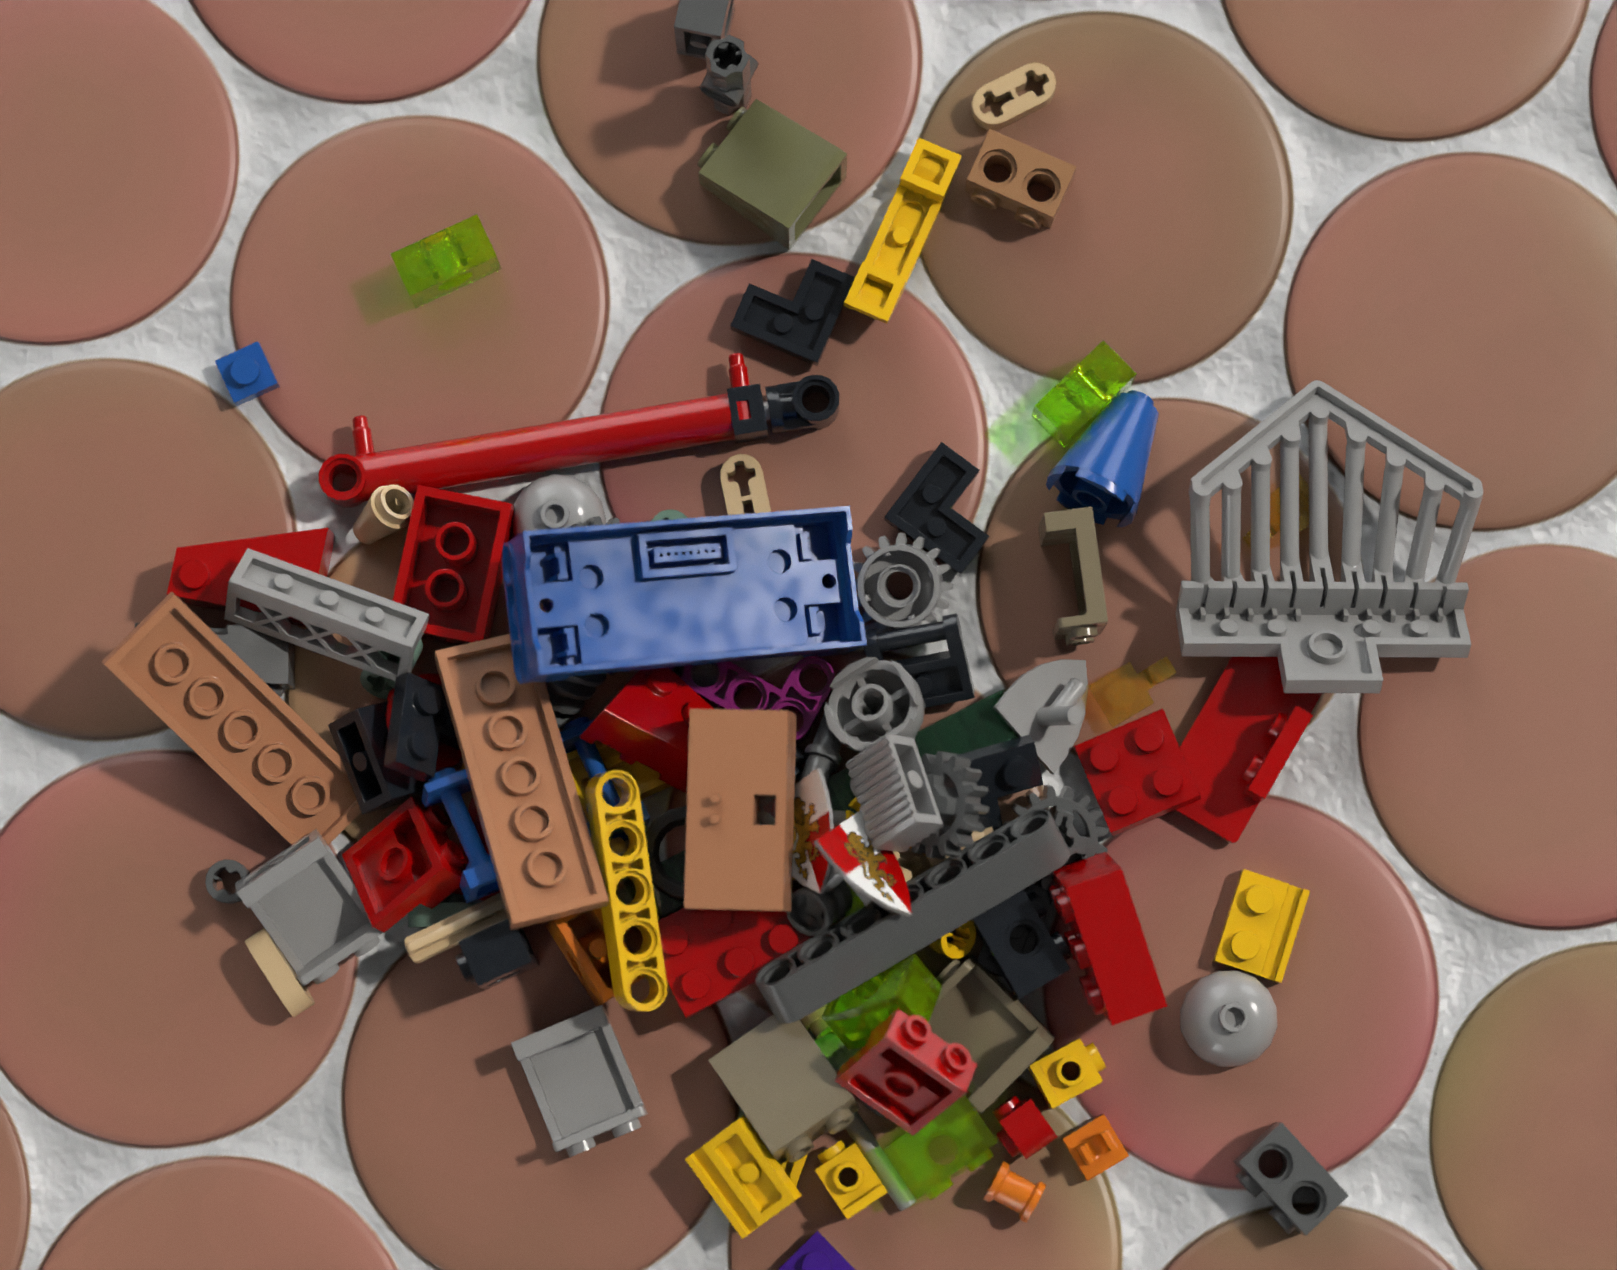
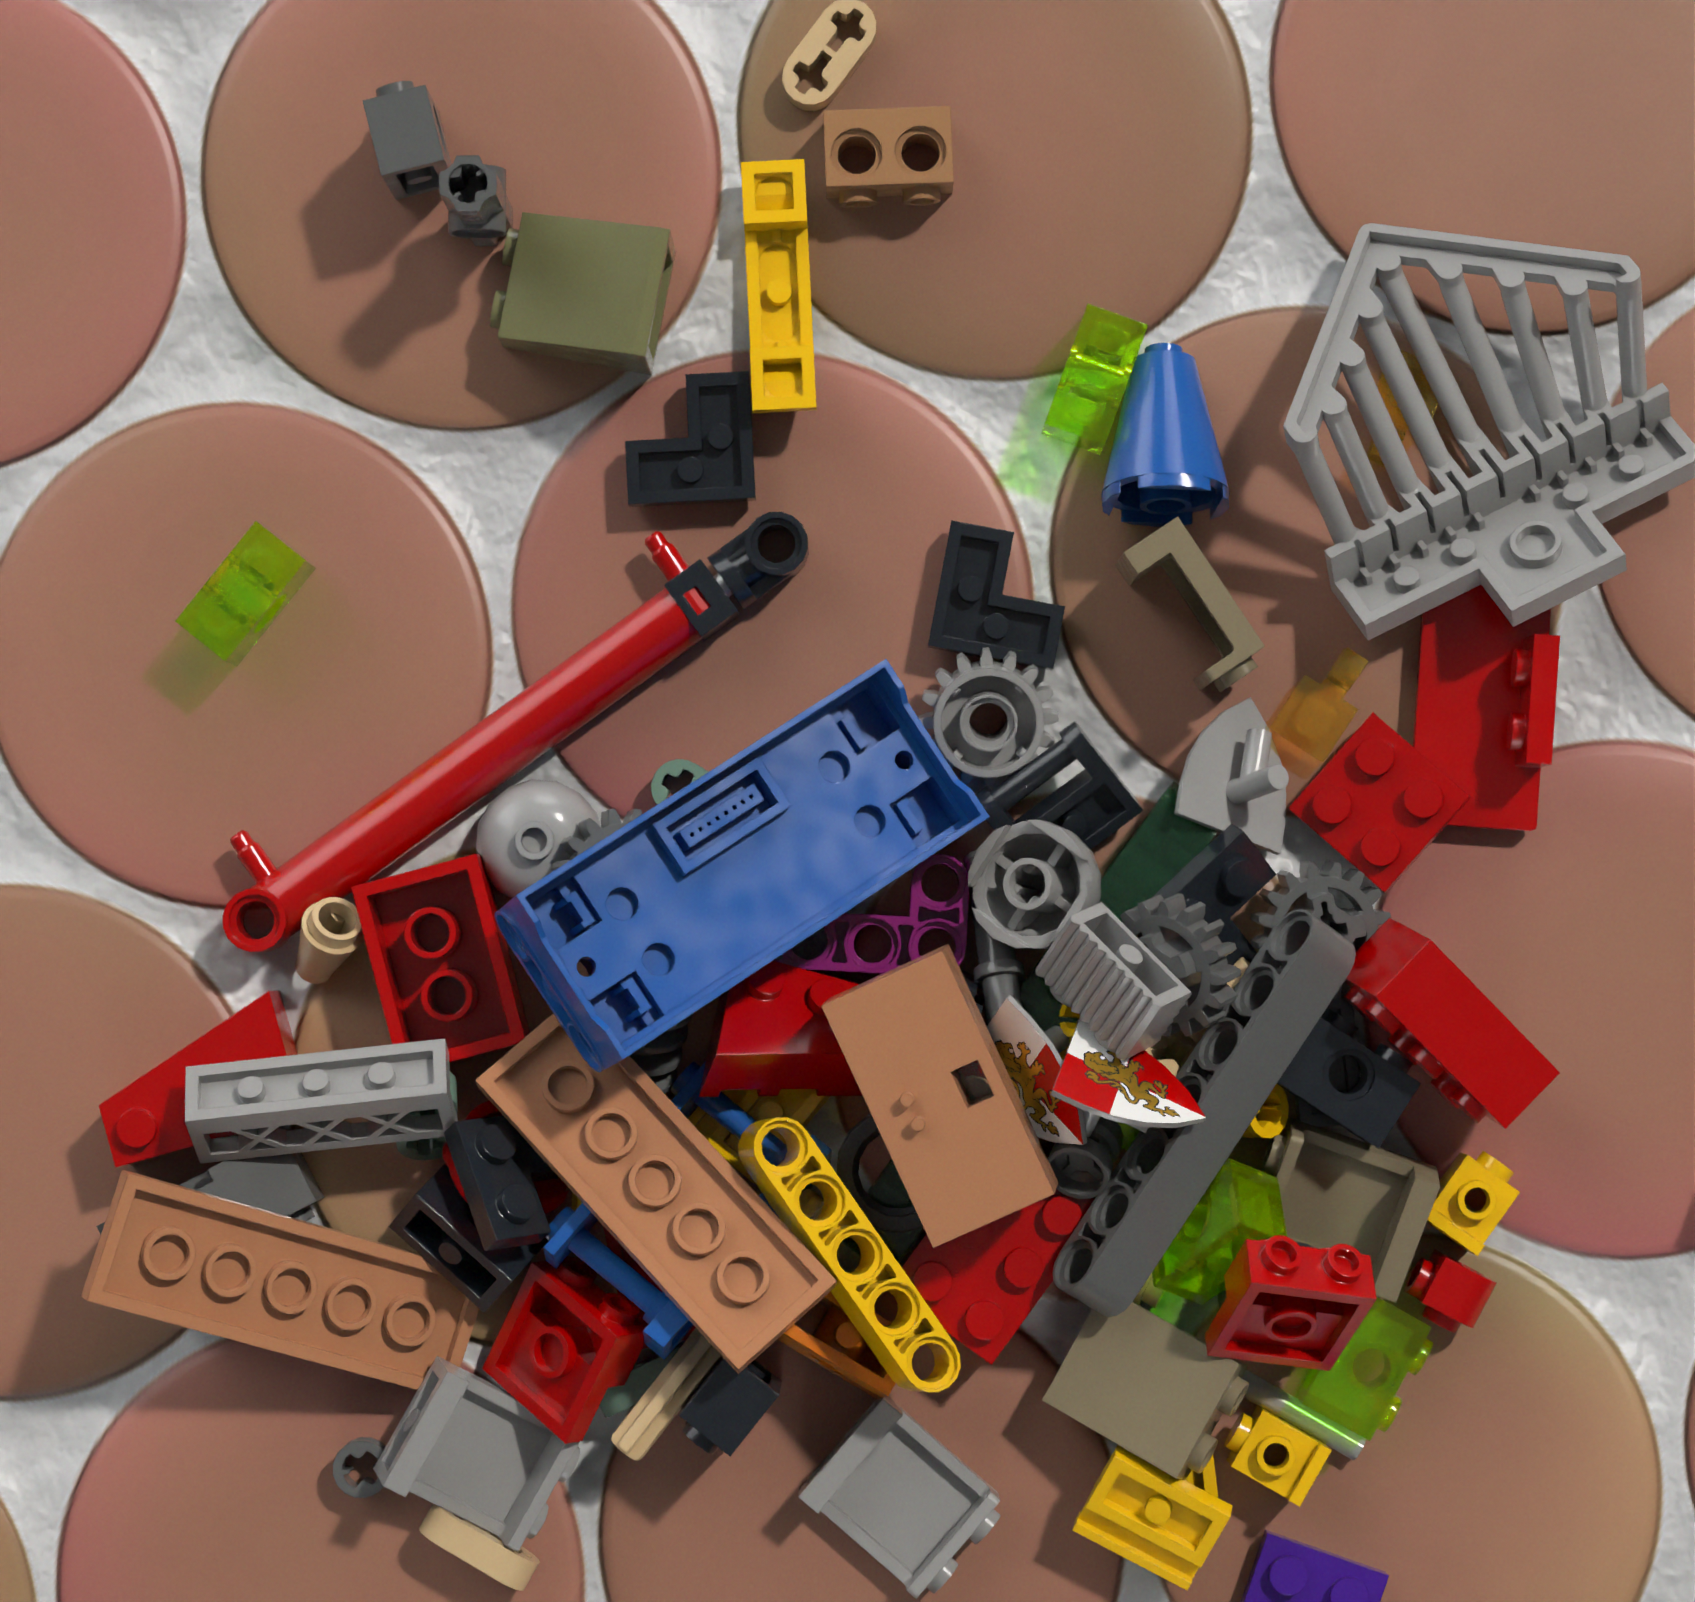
camera: 25 degrees left, 5 degrees up
(247, 373) = (74, 847): blue plate -> none
(757, 487) = (756, 683): tan beam -> none
(1014, 1191) = (1477, 1372): orange bush -> none
(1095, 1147) = (1544, 1271): orange tile -> none
(1228, 1018) = (1628, 1041): light grey cylinder -> none
(1261, 926) = (1612, 912): yellow plate -> none

